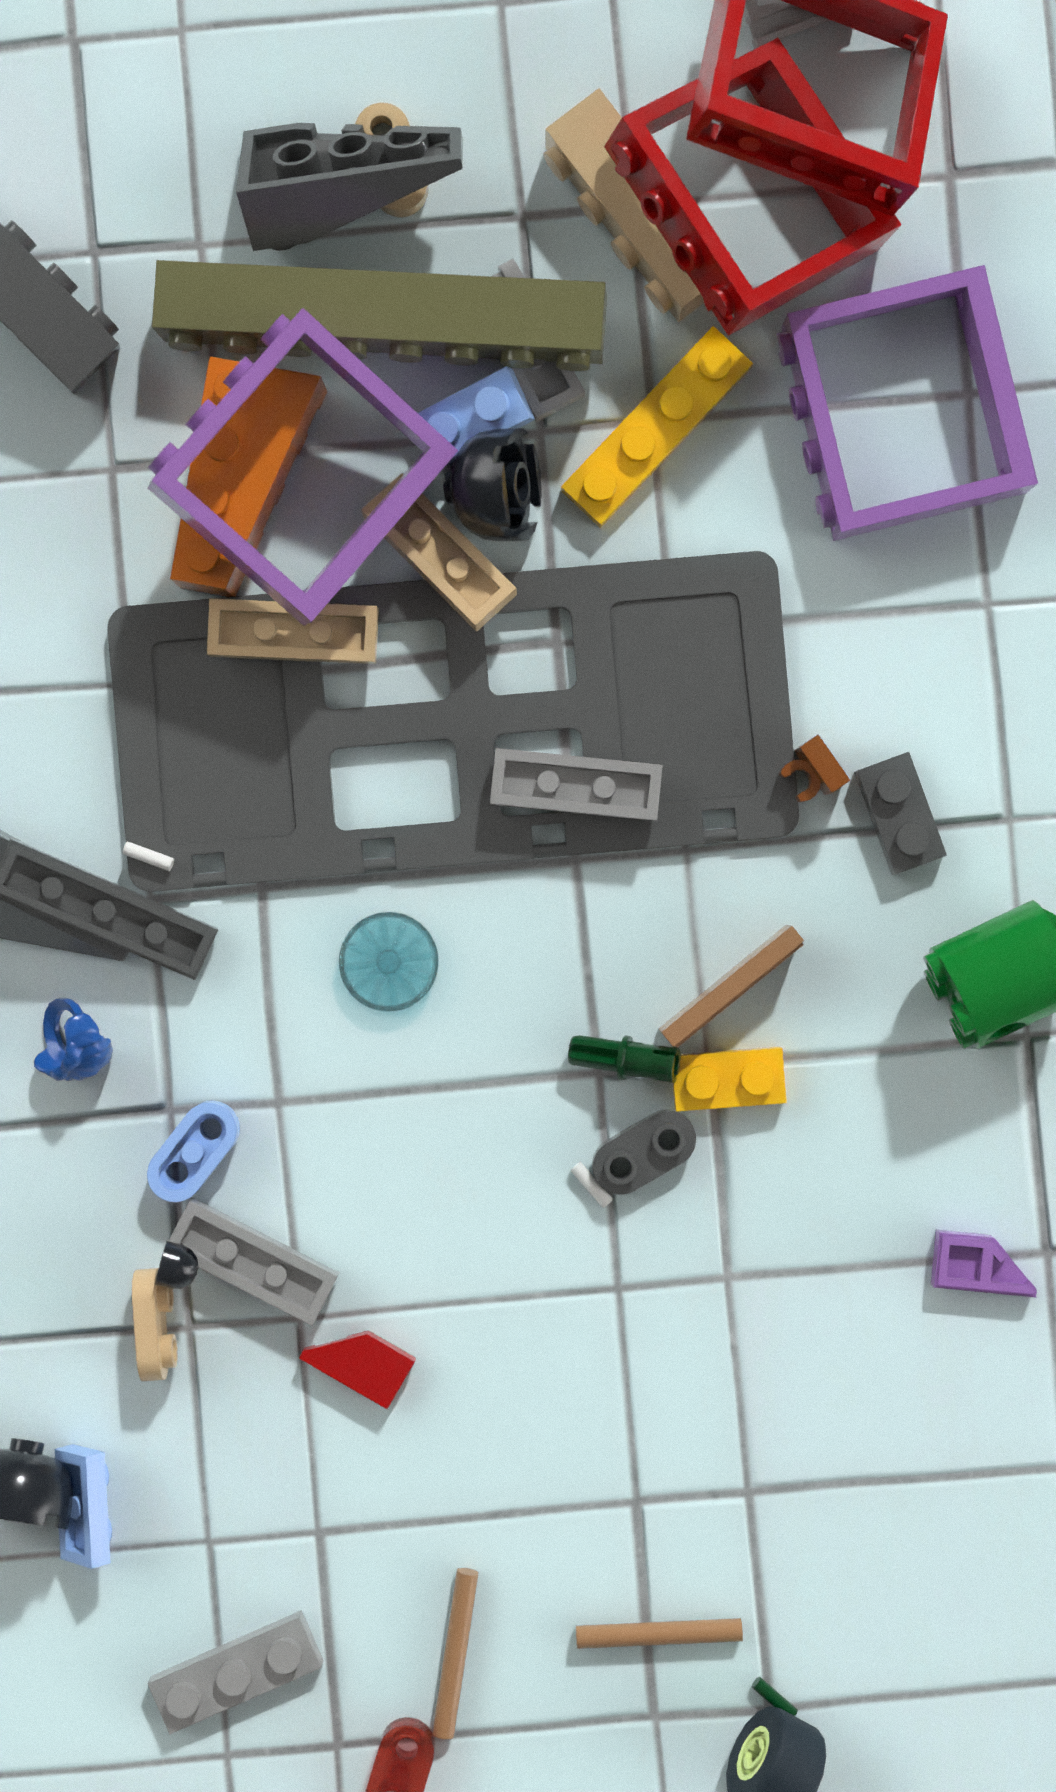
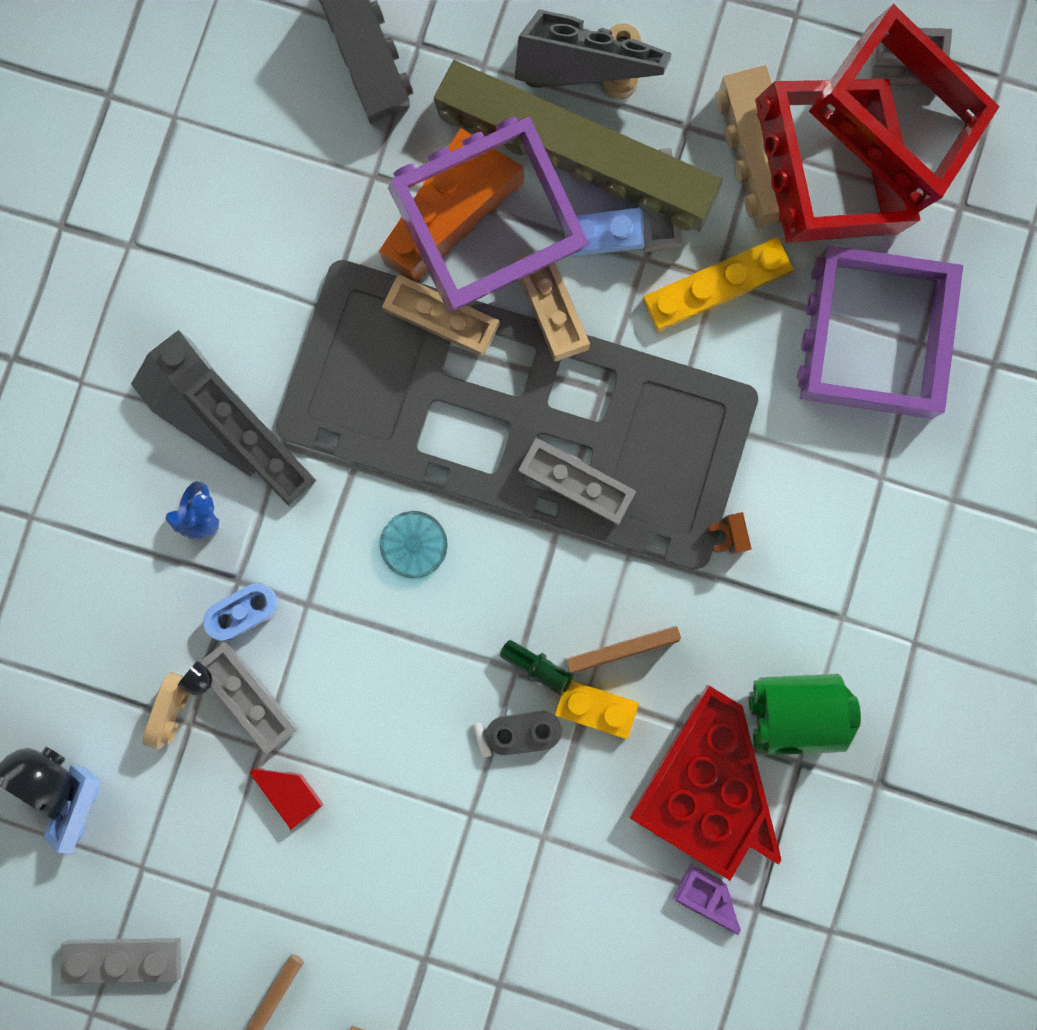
camera: 35 degrees right, 5 degrees down
(148, 856) = (293, 417): white piece -> none
(494, 484) = (603, 277): black cylinder -> none
(900, 813) = (774, 585): dark grey plate -> none
(922, 1123) = (710, 790): none -> red wing

